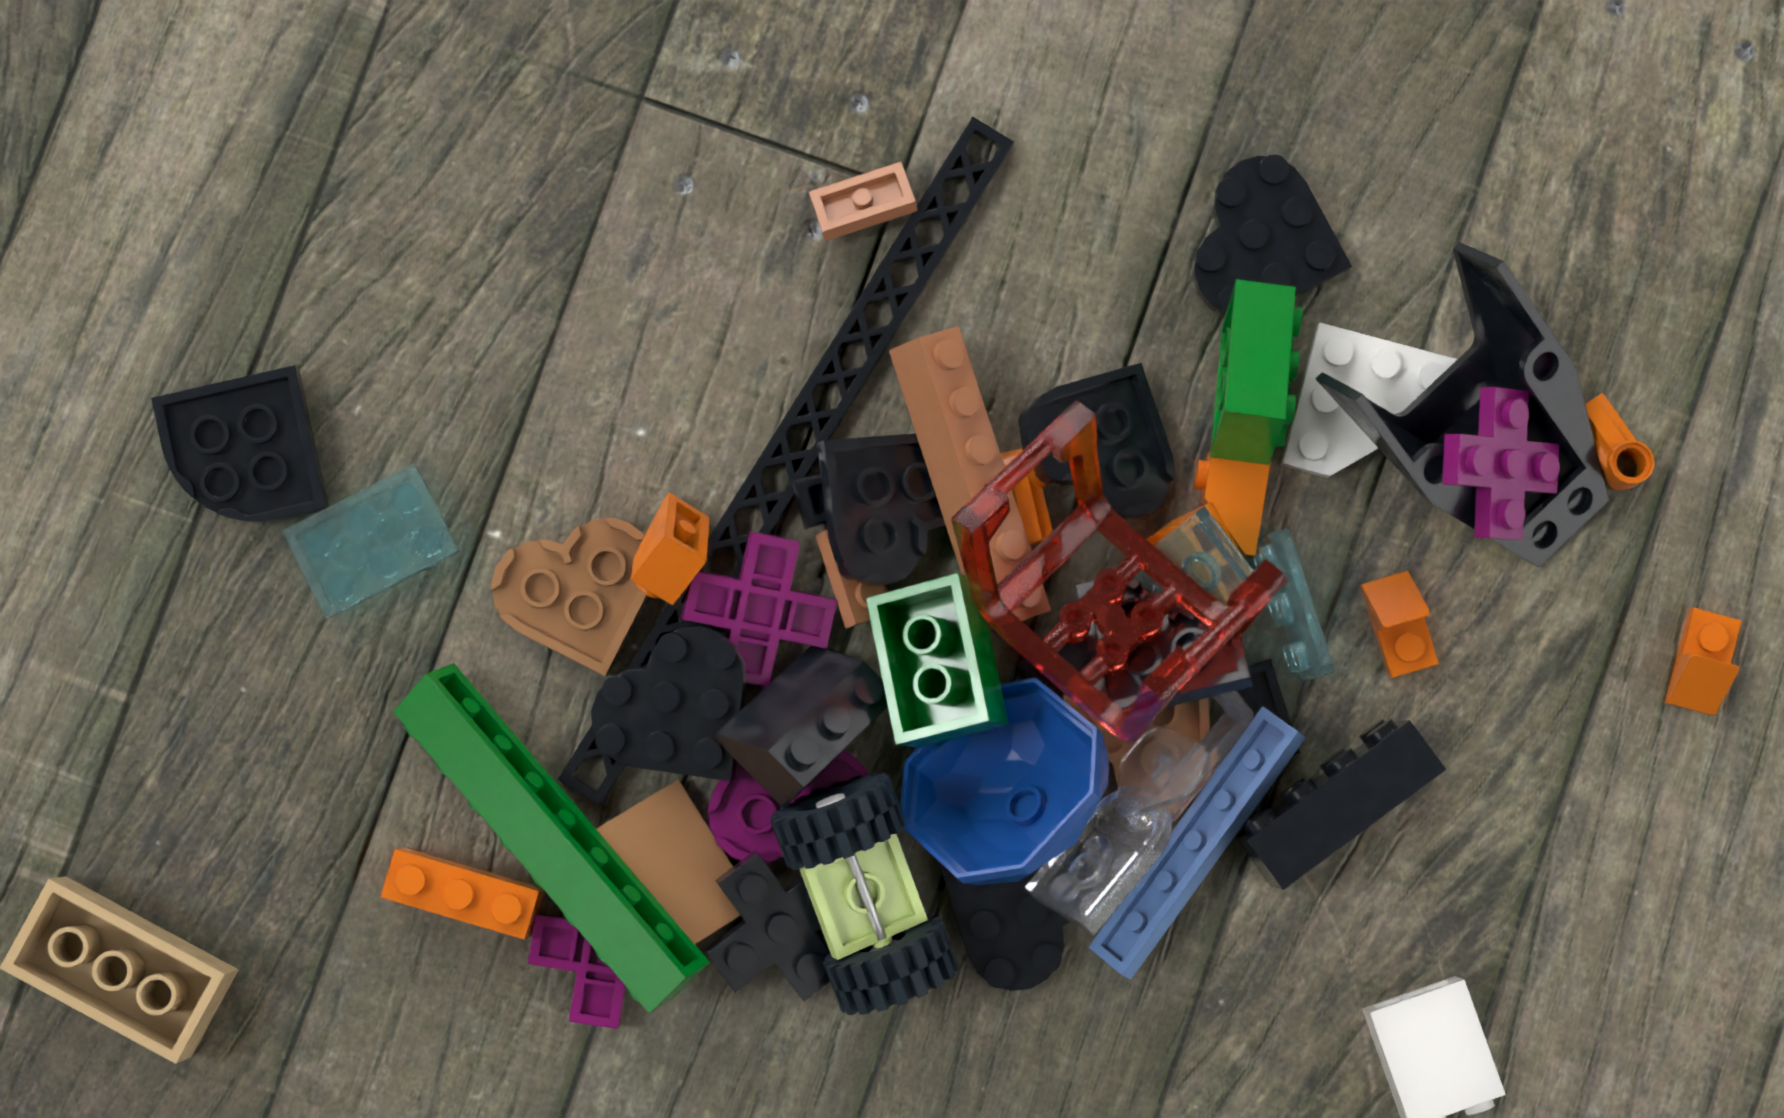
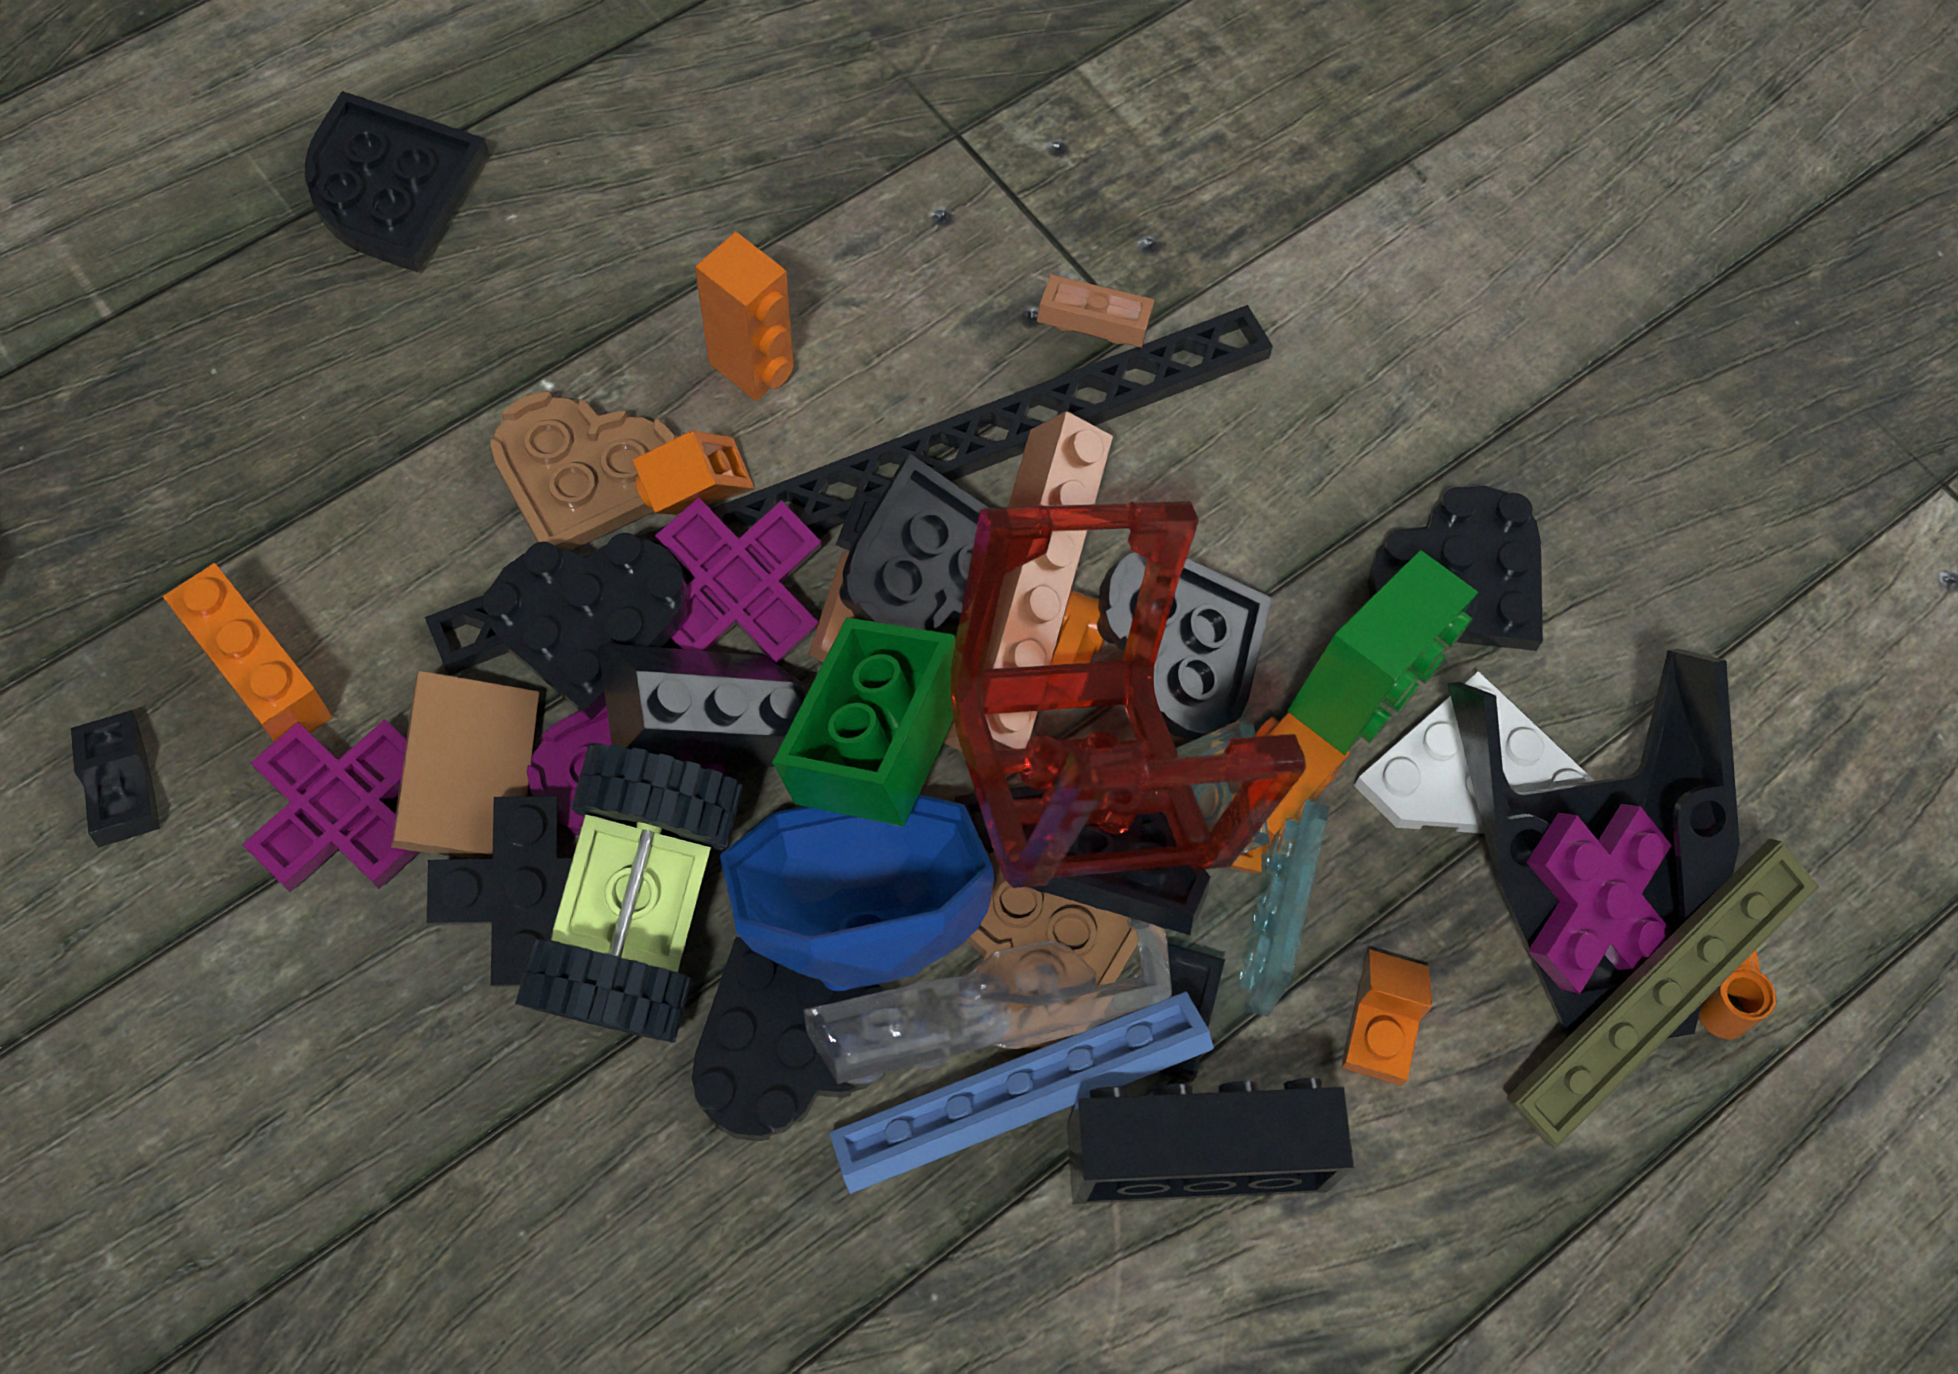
camera: 25 degrees right, 20 degrees down
(371, 541) = (429, 315): clear light blue plate -> none
(439, 1031) = (115, 778): none -> black slope
(550, 837) = (368, 661): green brick -> none
(627, 405) = (746, 316): none -> orange brick
(1576, 496) = (1662, 992): none -> olive tile
(1703, 662) = (1715, 1275): orange slope -> none

